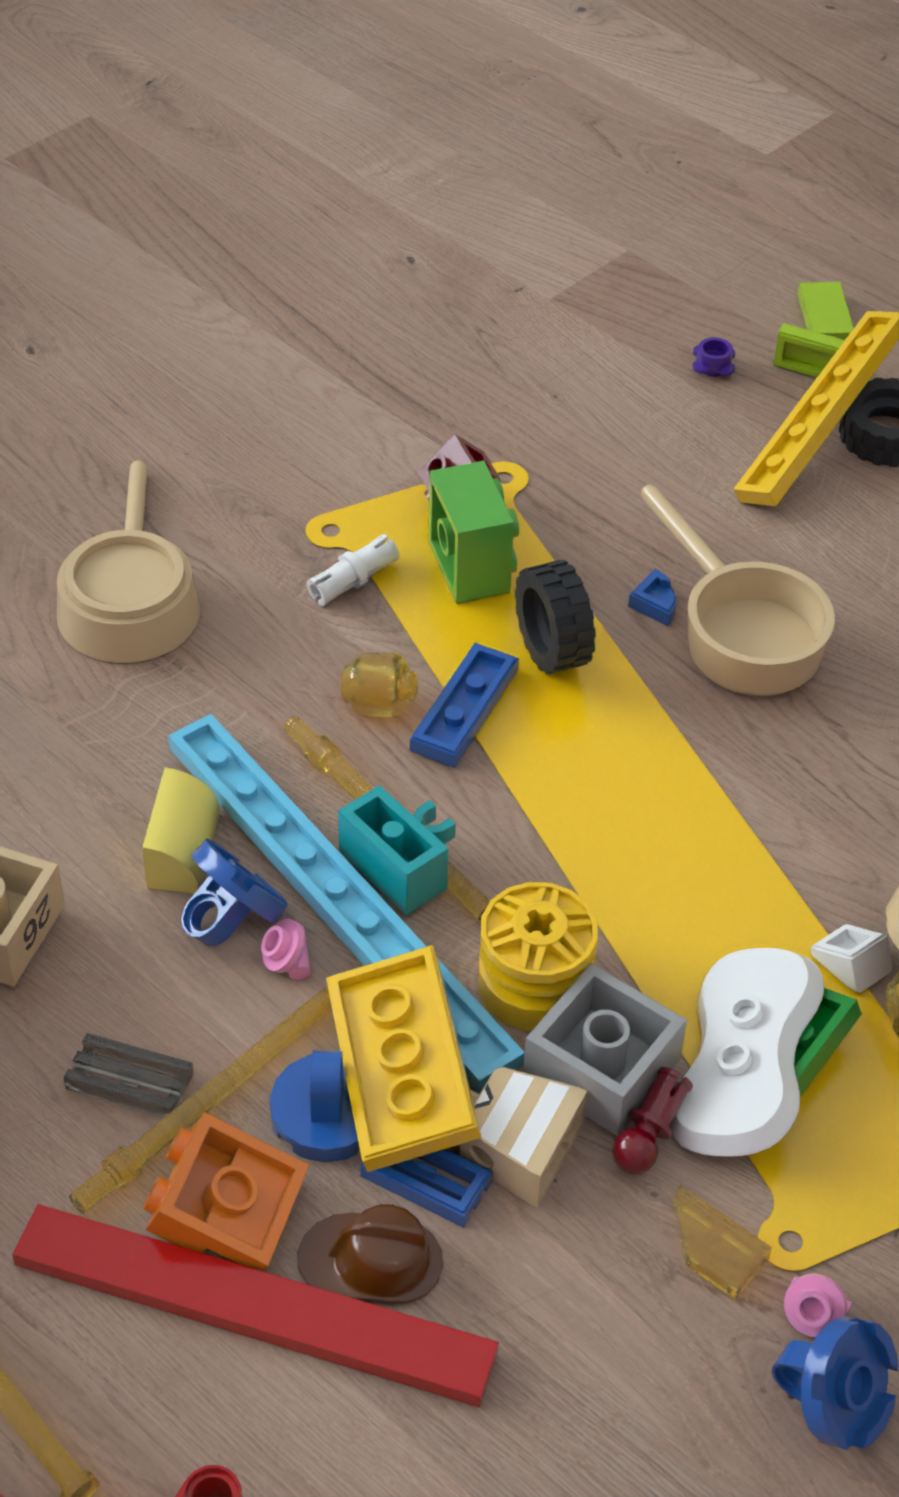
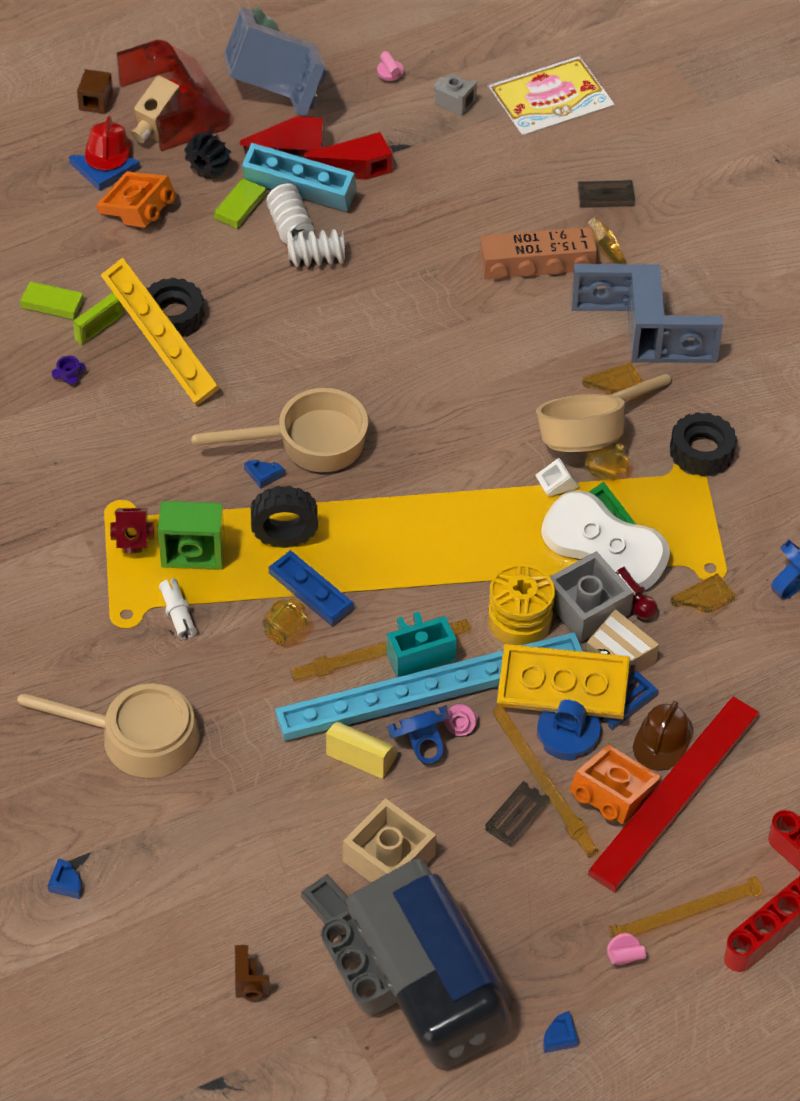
camera: 70 degrees left, 5 degrees up
(814, 1302) = (752, 568): bright pink plate -> none

